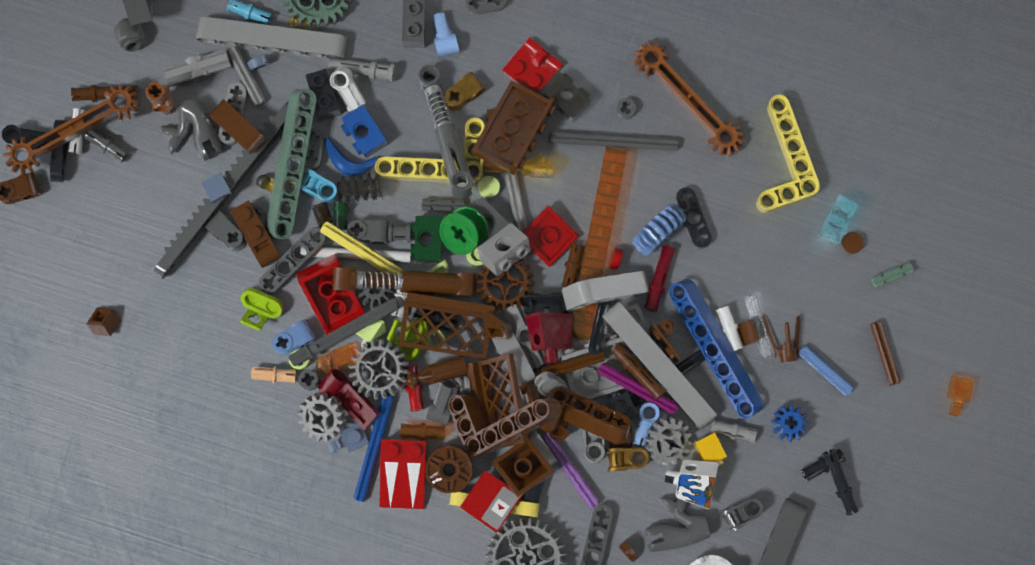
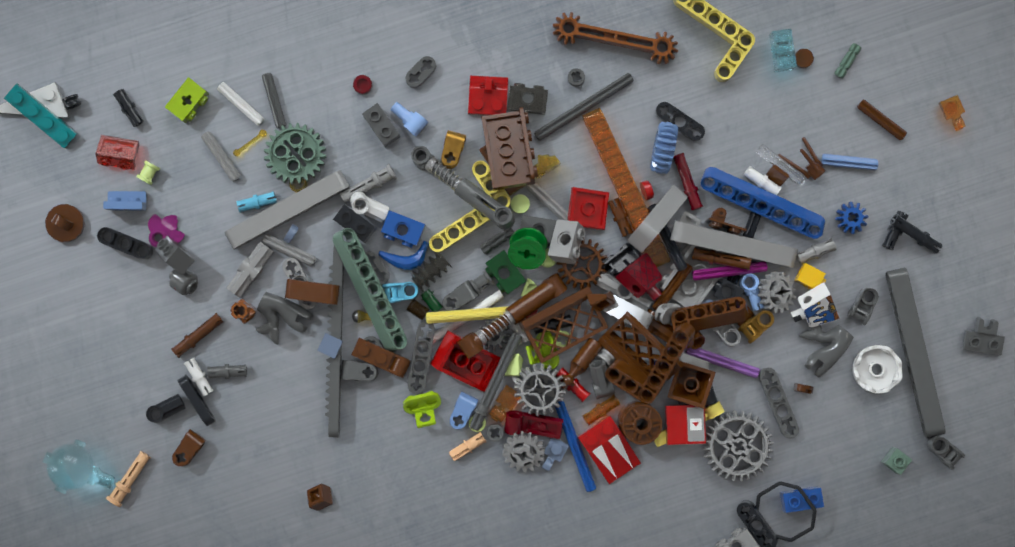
camera: 40 degrees left, 5 degrees up
(71, 129) = (196, 379): dark orange arm -> none

